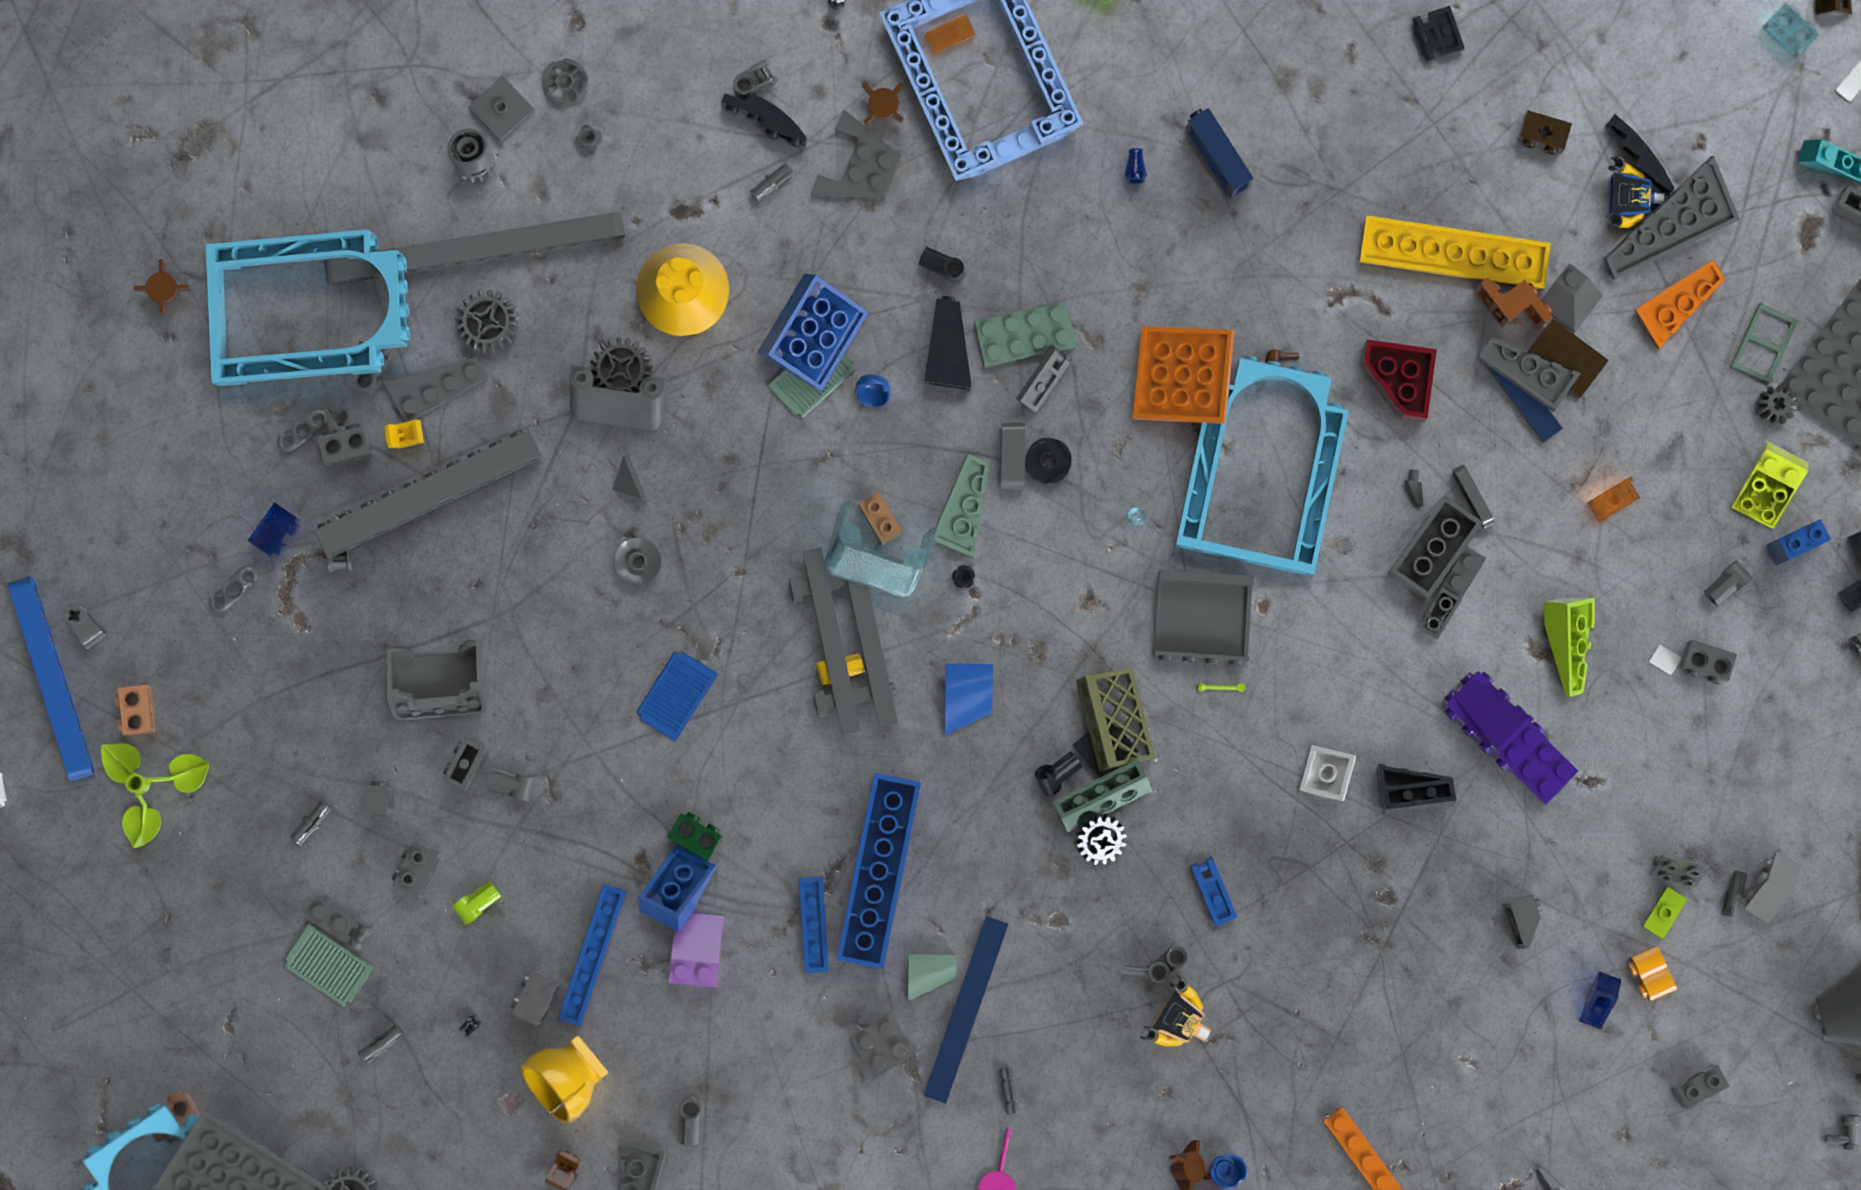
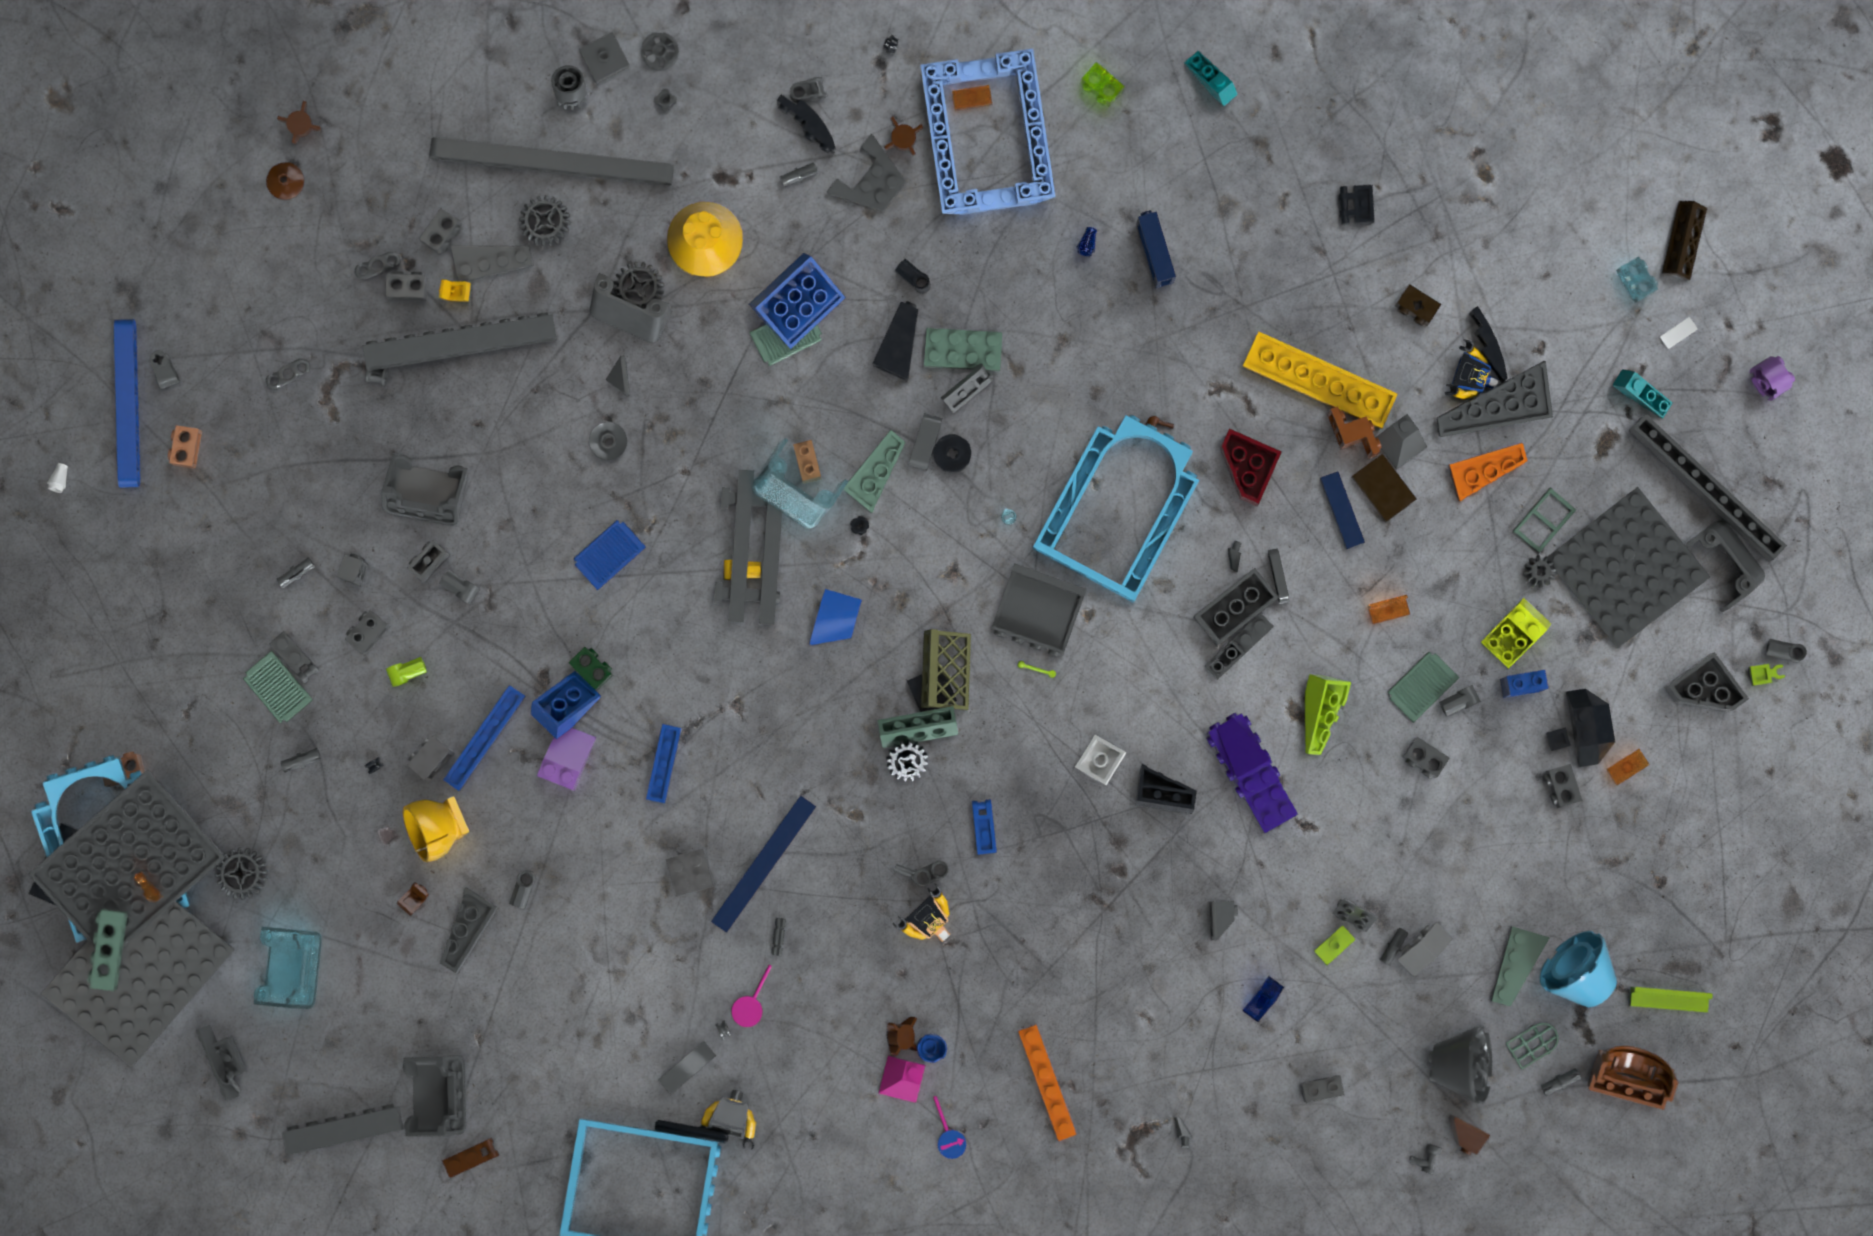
camera: 20 degrees right, 0 degrees up
(120, 763) = (161, 484): lime plant -> none
(172, 368) = (291, 187): none -> reddish brown dish
(274, 530) = (332, 337): clear blue brick -> none
(356, 360) = (434, 222): medium azure door -> none
(873, 390) = (830, 359): blue hair -> none
(878, 871) = (726, 736): blue brick -> none
(929, 972) = (743, 826): sand green slope -> none
(1051, 776) = (882, 700): black piece -> none
(1183, 374) = (1077, 415): orange plate -> none
(1535, 376) = (1354, 494): dark grey wing -> none
(1652, 973) = (1310, 990): light orange brick -> none
(1665, 659) = (1393, 747): white sticker -> none
(1678, 578) = (1422, 686): none -> sand green window

